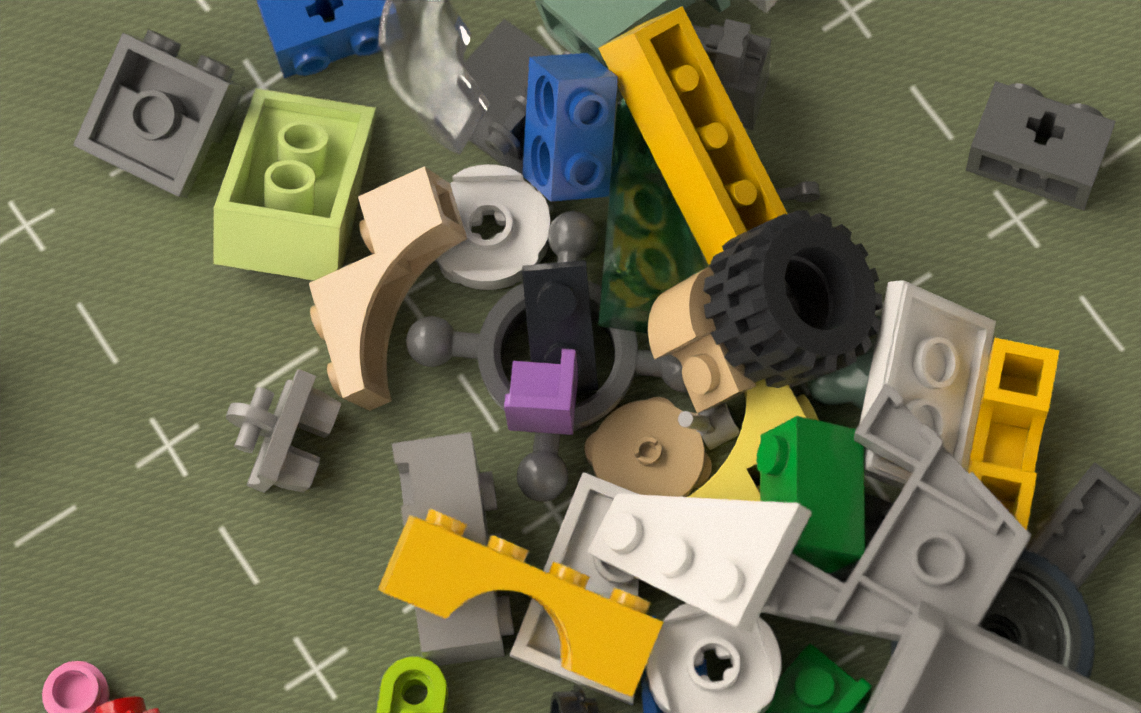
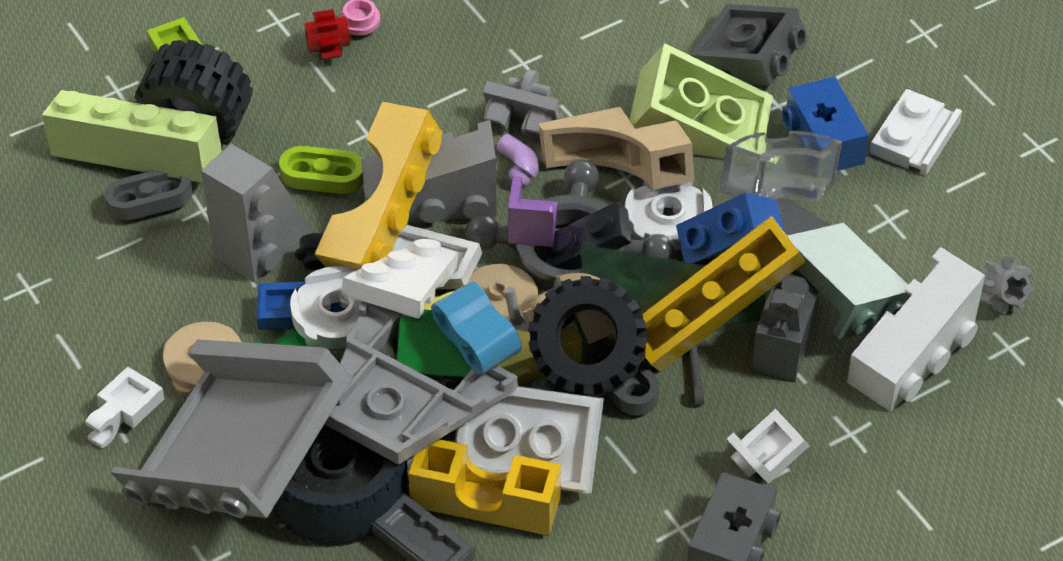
camera: 85 degrees right, 20 degrees down
(378, 430) = (523, 156): none -> lavender arm
(831, 429) = (476, 328): none -> dark azure axle
(902, 101) = (768, 447): none -> white bracket

